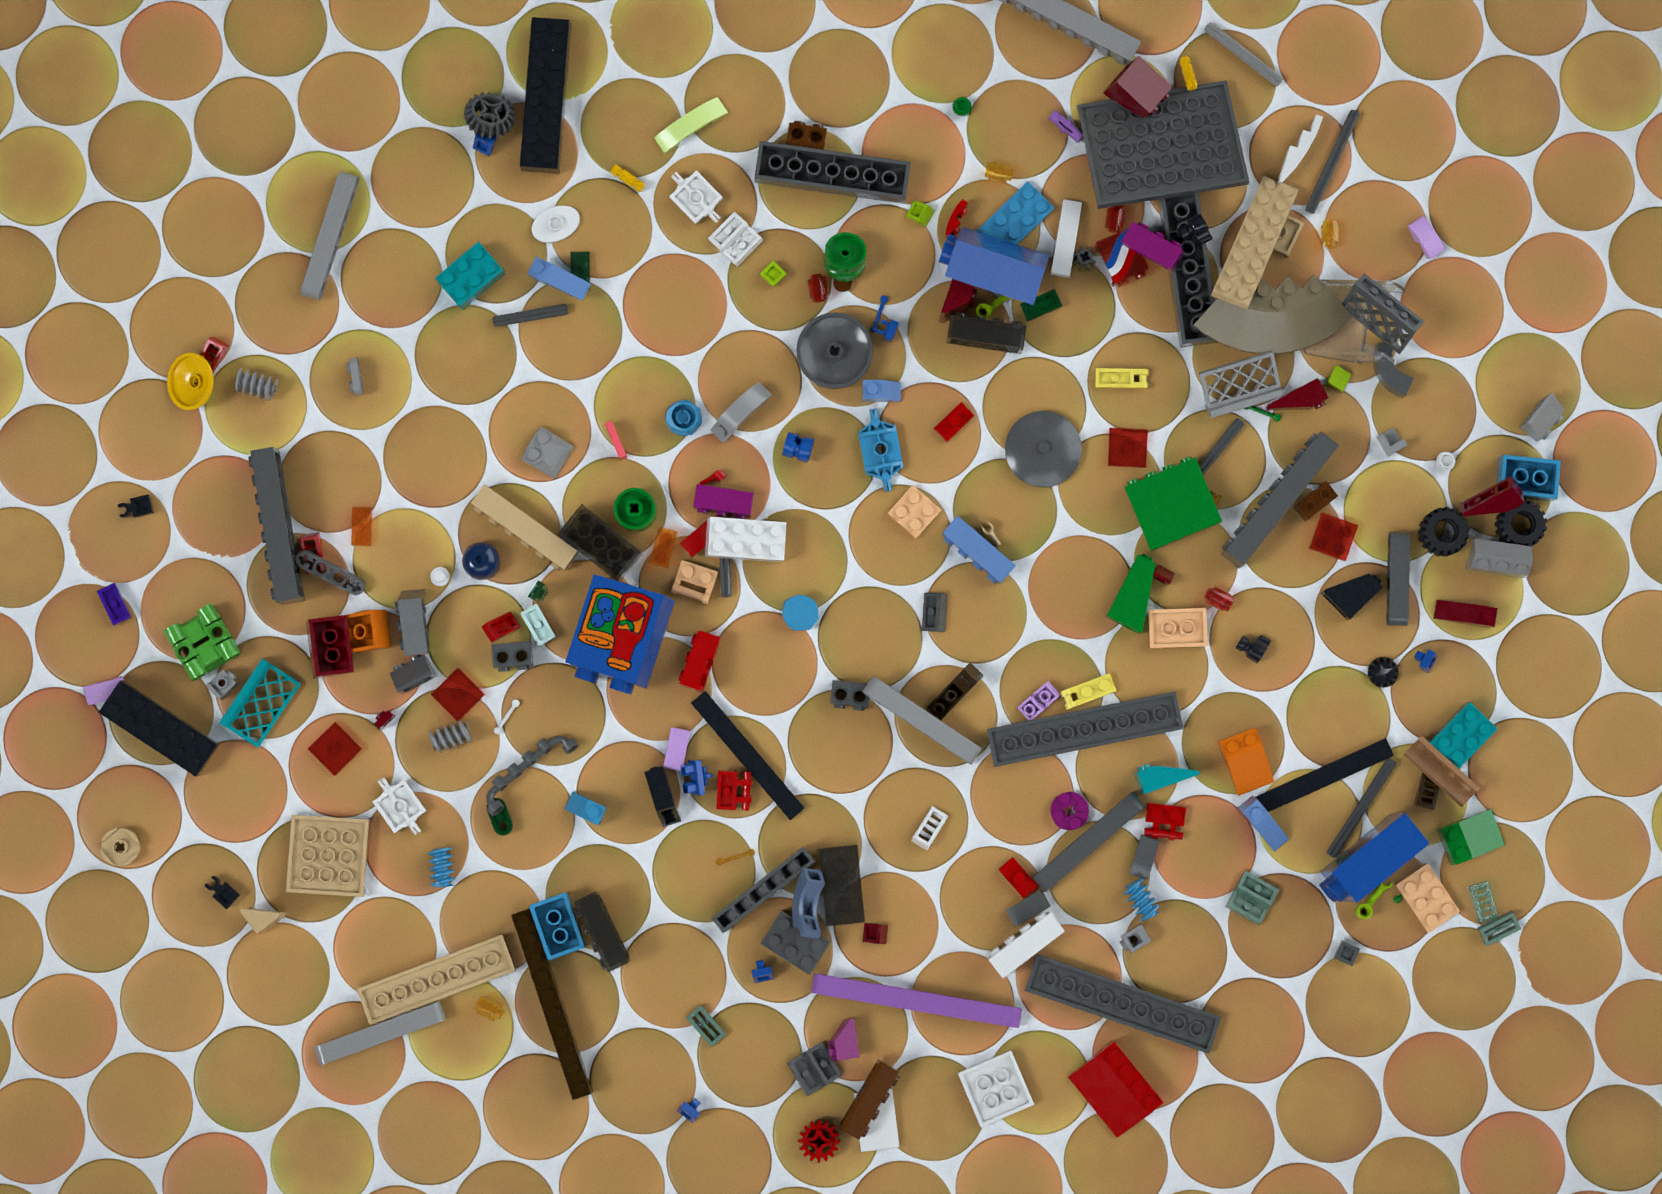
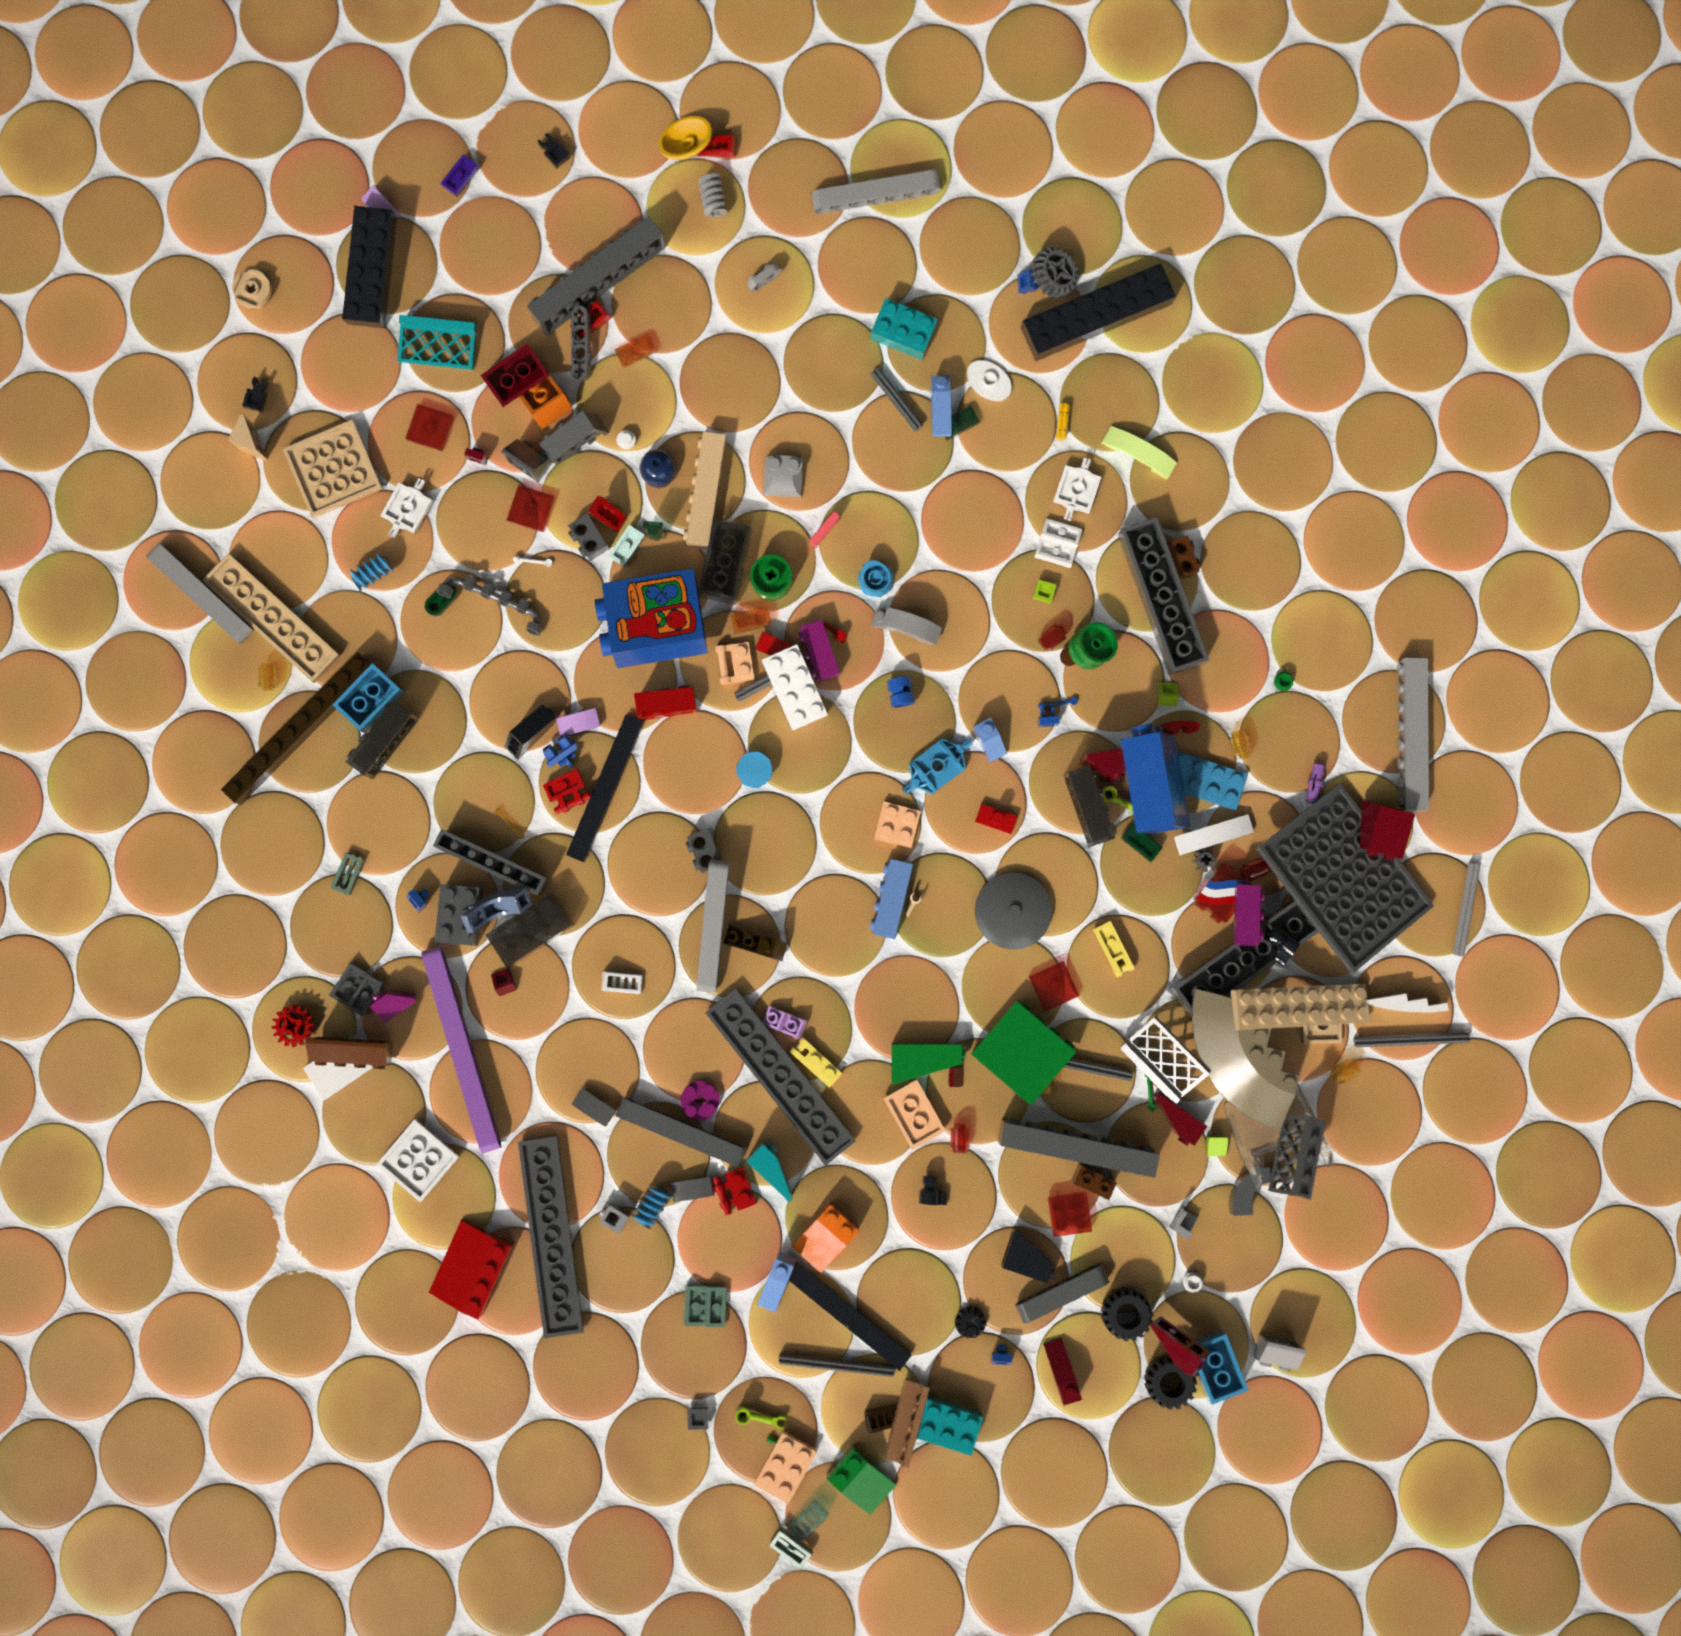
camera: 60 degrees right, 0 degrees up
(209, 654) = (458, 278): bright green piece -> none
(222, 692) = (440, 308): light grey brick -> none
(450, 736) = (489, 521): light grey piece -> none
(586, 808) = (485, 671): dark azure slope -> none
(689, 1111) = (264, 897): blue tile -> none
(834, 350) = (1004, 680): dark grey dish -> none
(934, 612) = (816, 888): dark grey slope -> none
(1018, 877) = (617, 1084): red tile -> none
(1025, 944) = (557, 1121): white brick -> none
(1188, 73) = (1422, 868): yellow axle -> none
(1372, 859) = (792, 1401): blue brick -> none
(1426, 236) = (1389, 1160): lavender slope -> none
(1500, 558) = (1129, 1379): light grey slope -> none

